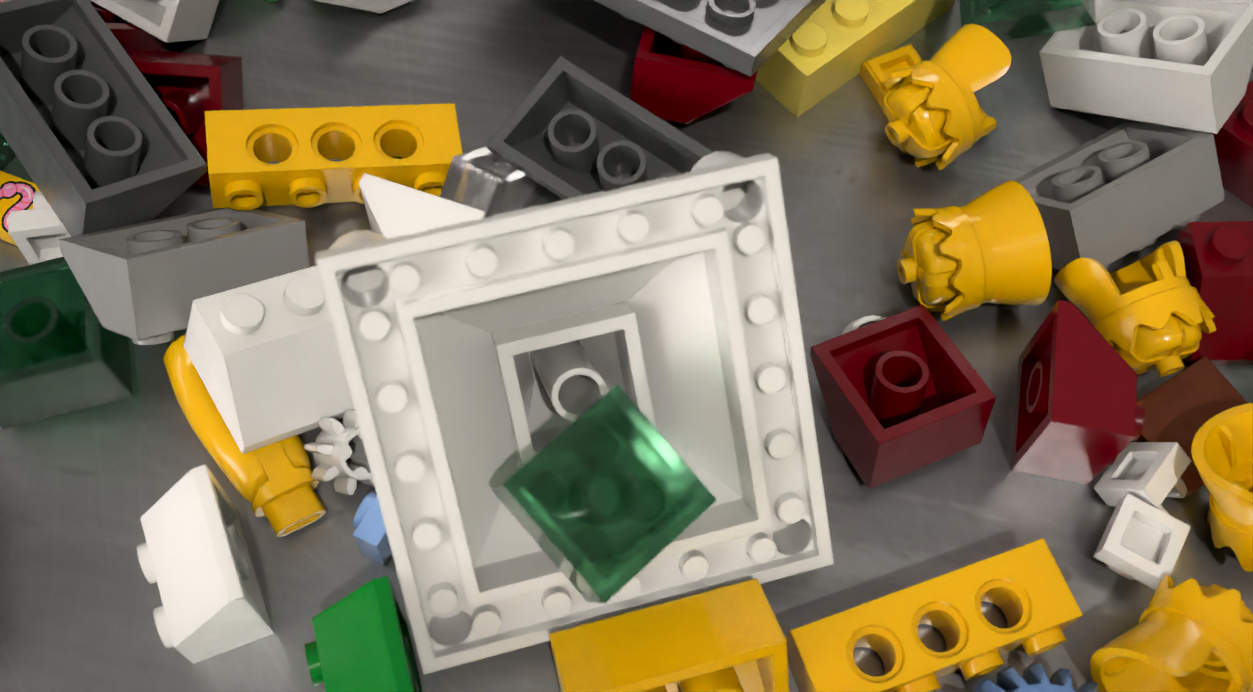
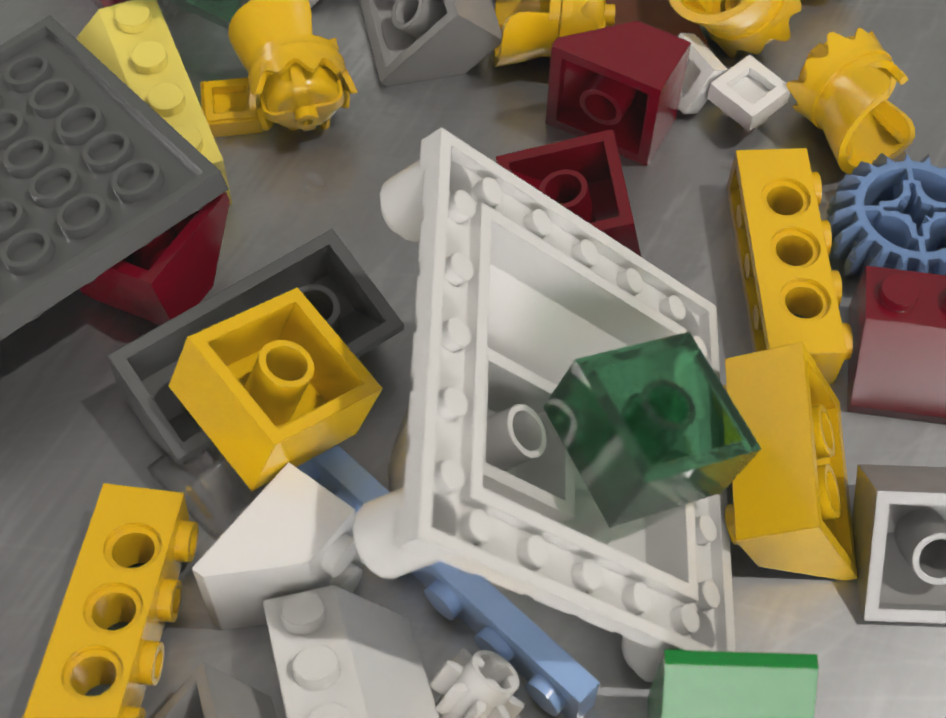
camera: 70 degrees left, 5 degrees down
(549, 154) = (273, 386): none -> yellow brick
(978, 253) = (461, 85): yellow hat -> none

